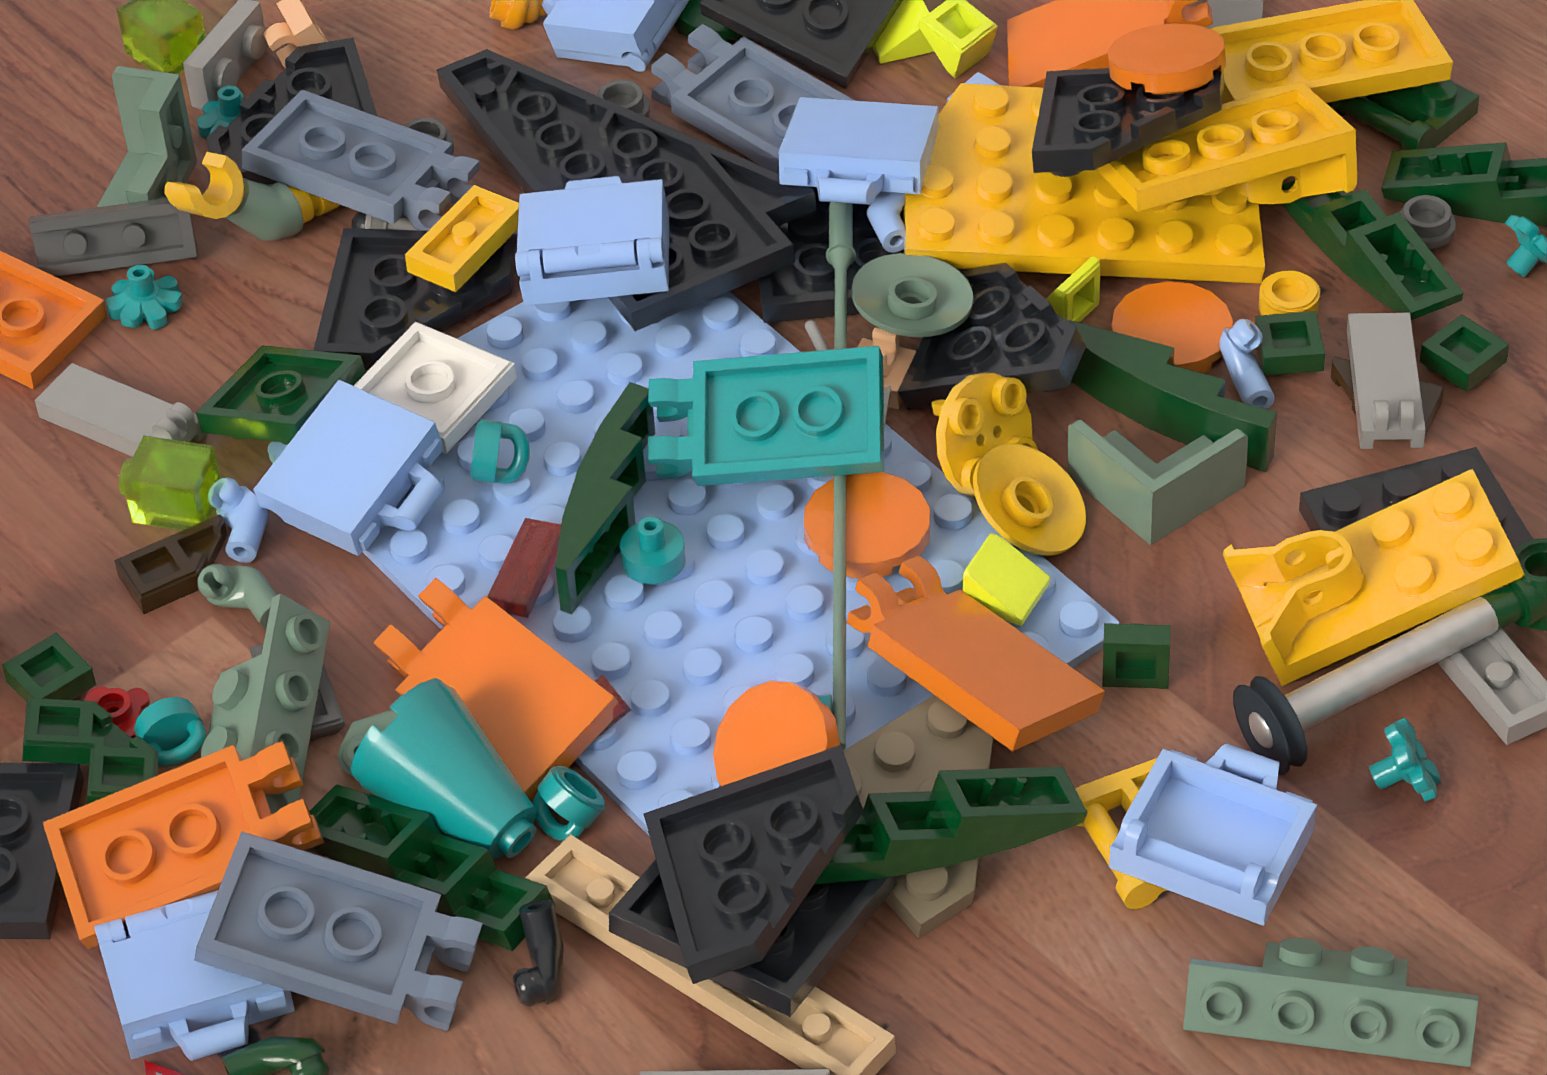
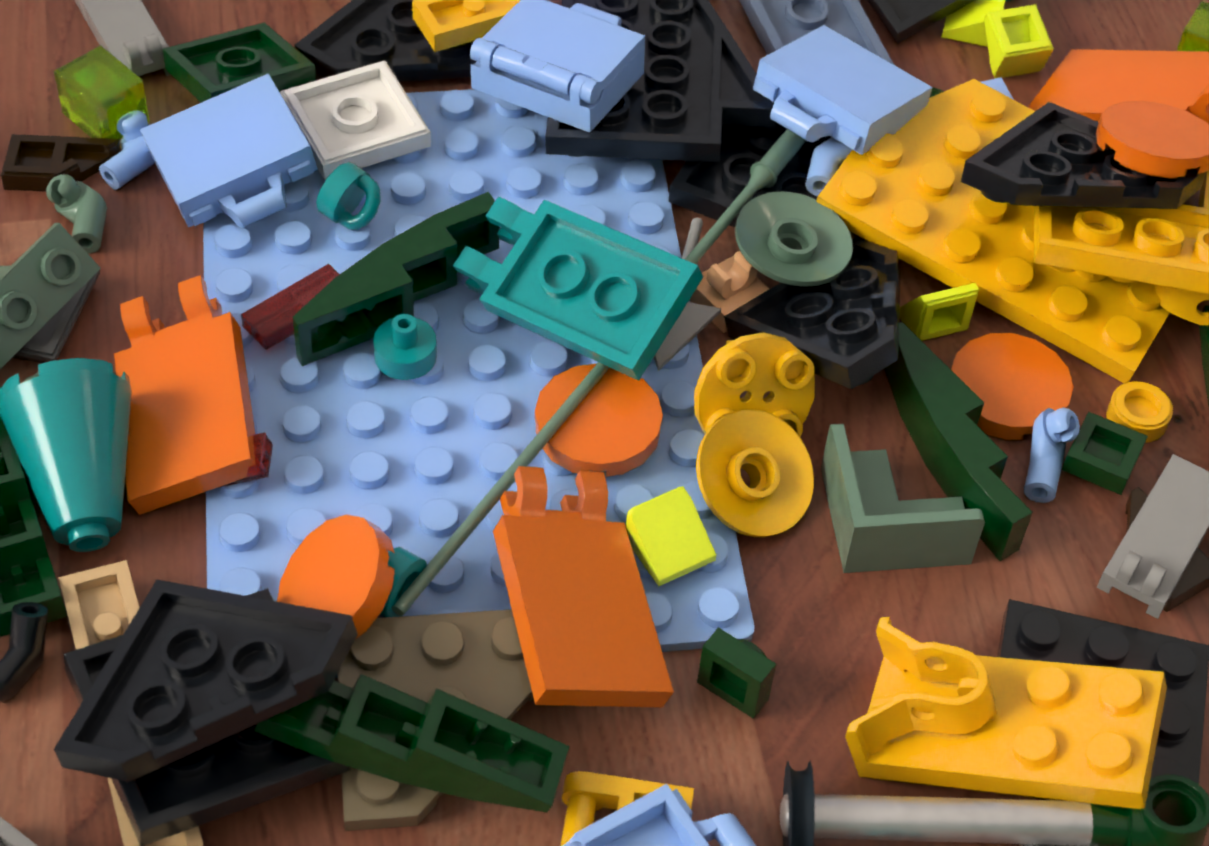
camera: 25 degrees right, 5 degrees up
(571, 798) = (158, 528): teal tile -> none

